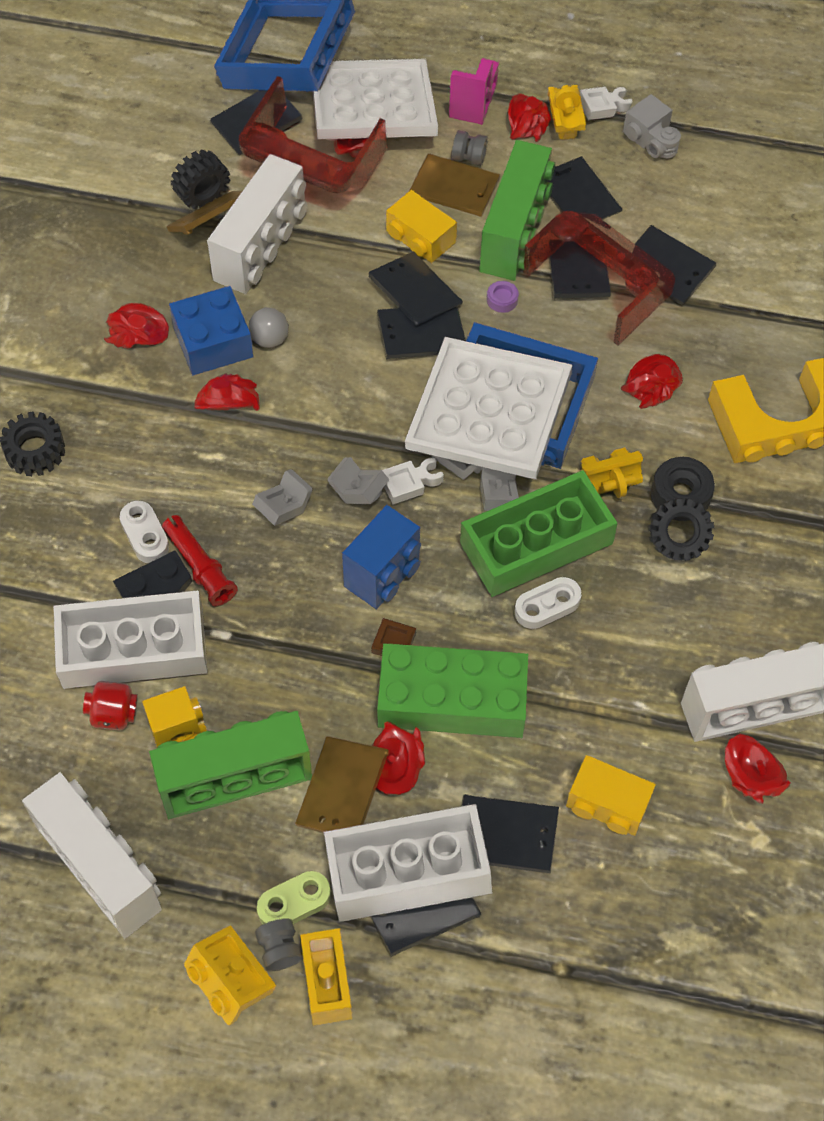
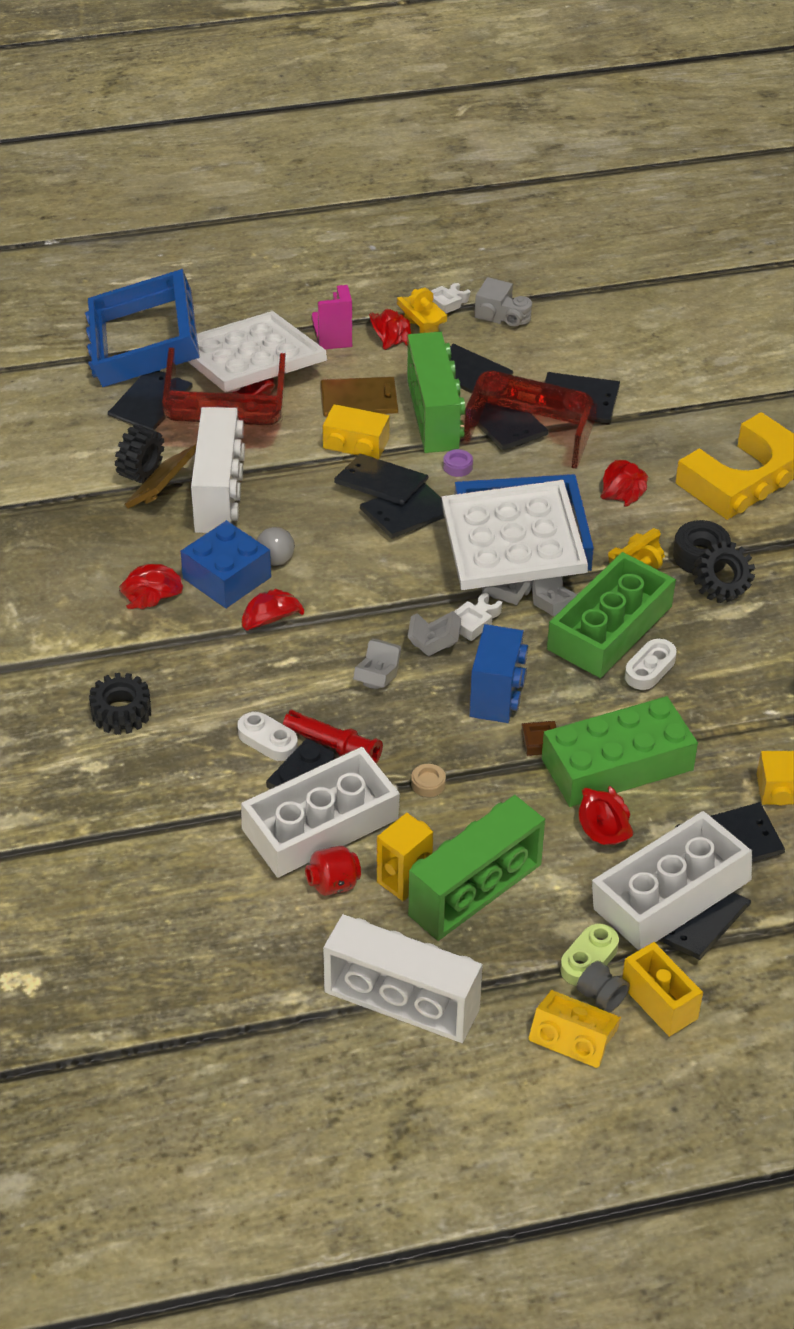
camera: 25 degrees left, 15 degrees down
(260, 642) = (428, 780): none -> tan tile
(341, 785) = (574, 854): pearl gold container -> none
(469, 148) = (364, 363): dark grey wheel -> none

